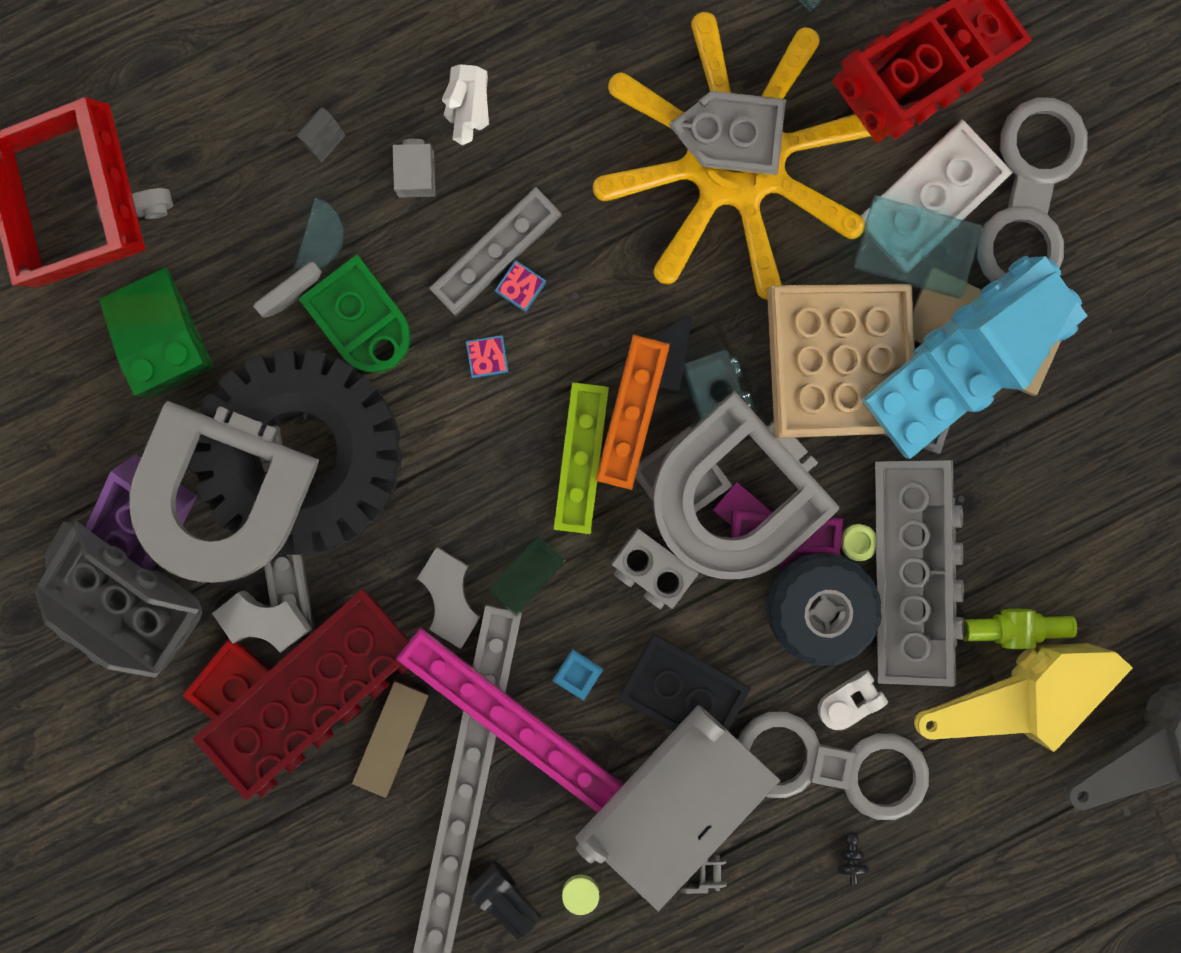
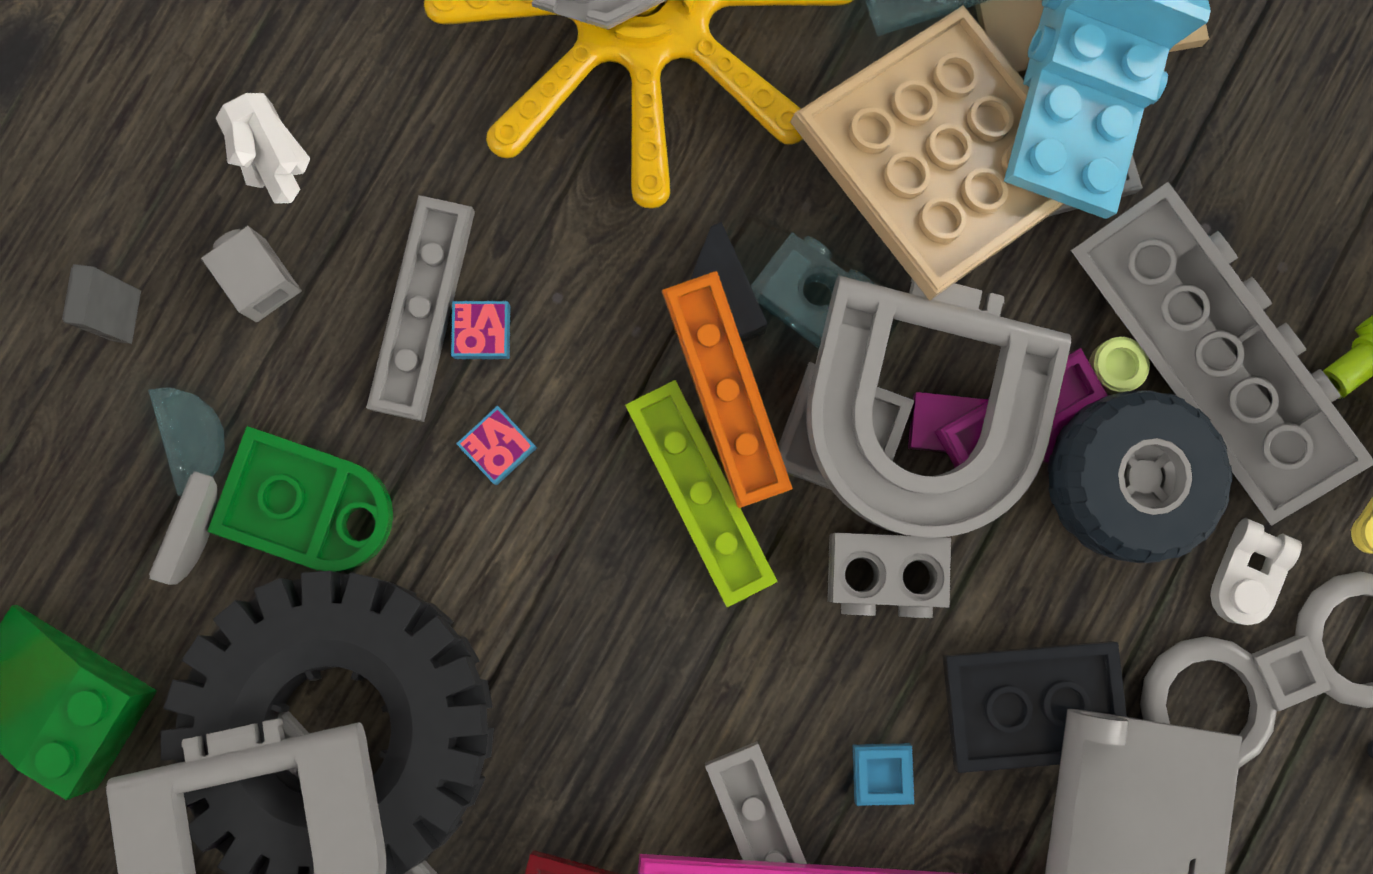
camera: 30 degrees left, 5 degrees down
(445, 581) = (670, 804): light grey tile -> none
(527, 576) = (732, 691): clear green tile -> none

